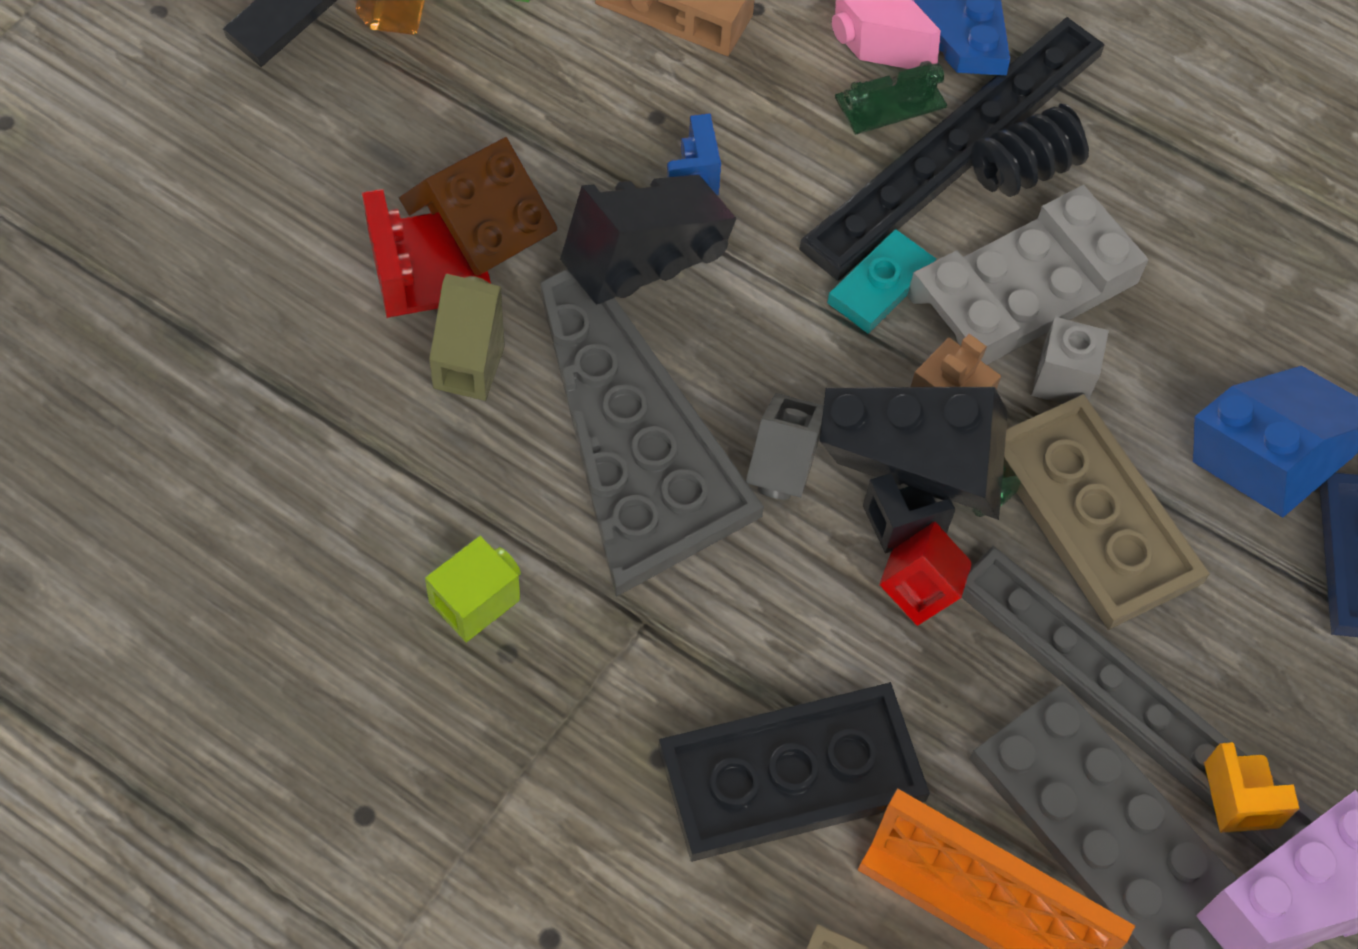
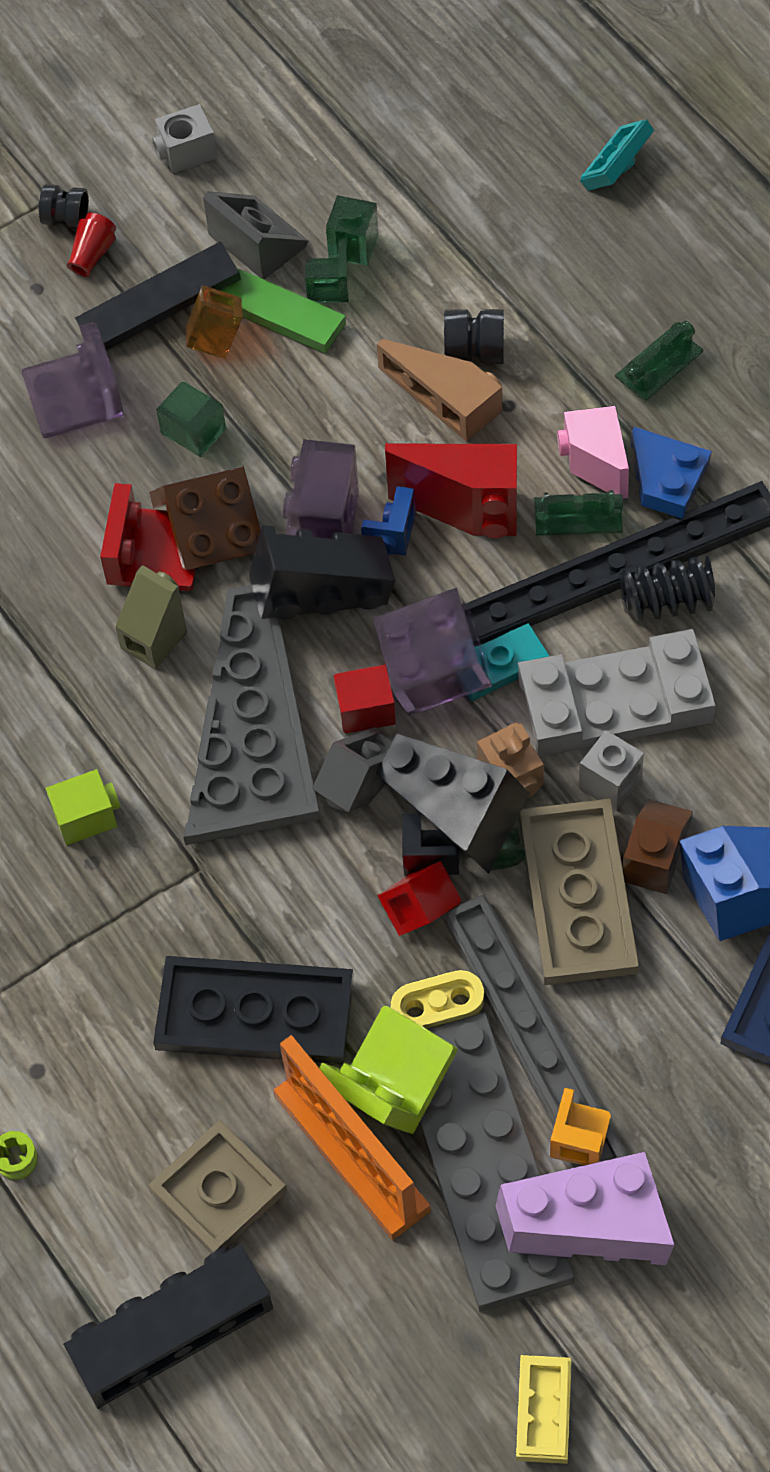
camera: 30 degrees right, 0 degrees up
(259, 104) = (74, 388): none -> clear purple bracket
(411, 104) = (191, 418): none -> clear green panel
(611, 134) = (323, 490): none -> clear purple brick
(759, 360) = (365, 699): none -> red panel
(760, 95) = (459, 484): none -> red slope
(814, 286) = (432, 651): none -> clear purple brick
(1000, 692) = (436, 995): none -> light yellow plate
(1008, 784) = (394, 1071): none -> lime bracket
(1158, 432) = (655, 845): none -> reddish brown slope

